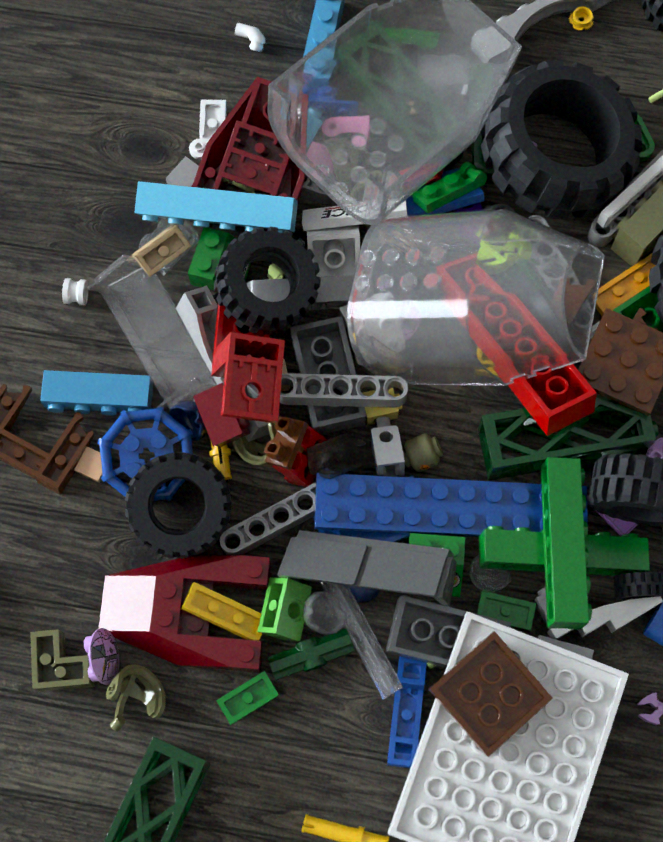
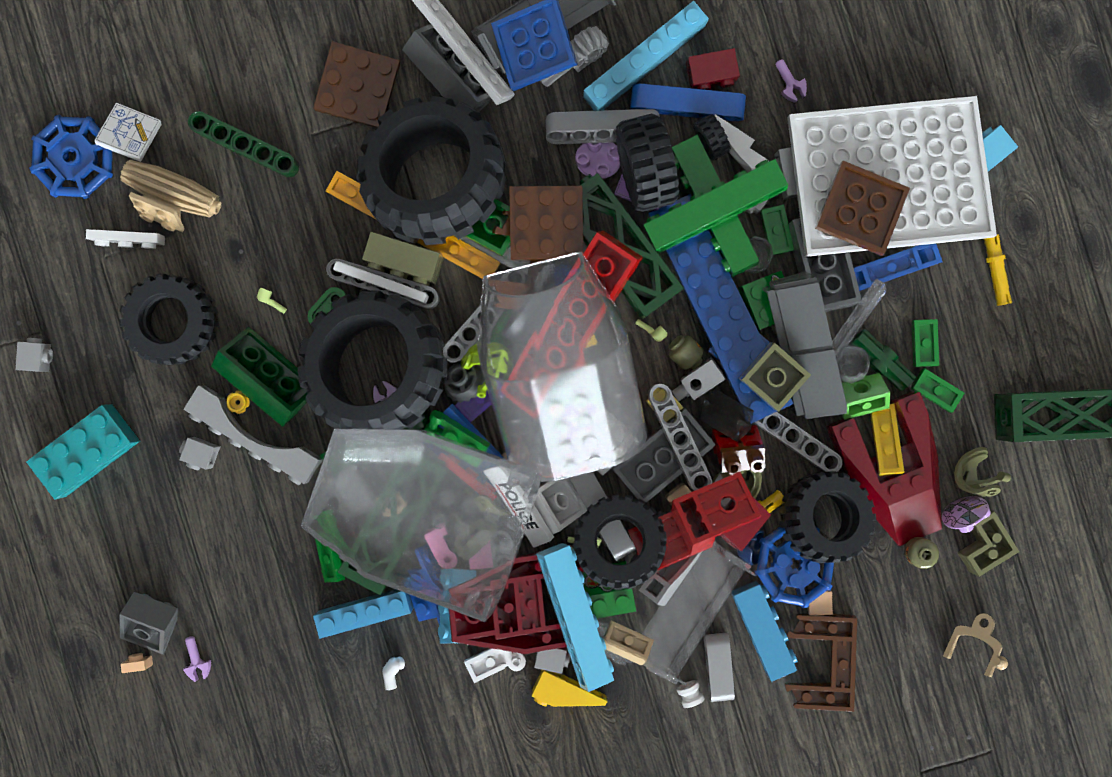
camera: 115 degrees left, 15 degrees up
(80, 584) = (921, 552): none -> olive head
(86, 331) = (719, 667): none -> light grey beam
(151, 167) = (561, 690): none -> yellow slope
(305, 710) = (925, 343): none -> green plate
(356, 511) = (774, 376): none -> olive brick
(454, 435) = (658, 334): none -> yellowish green hand
(607, 45) = (262, 375): none -> dark green slope

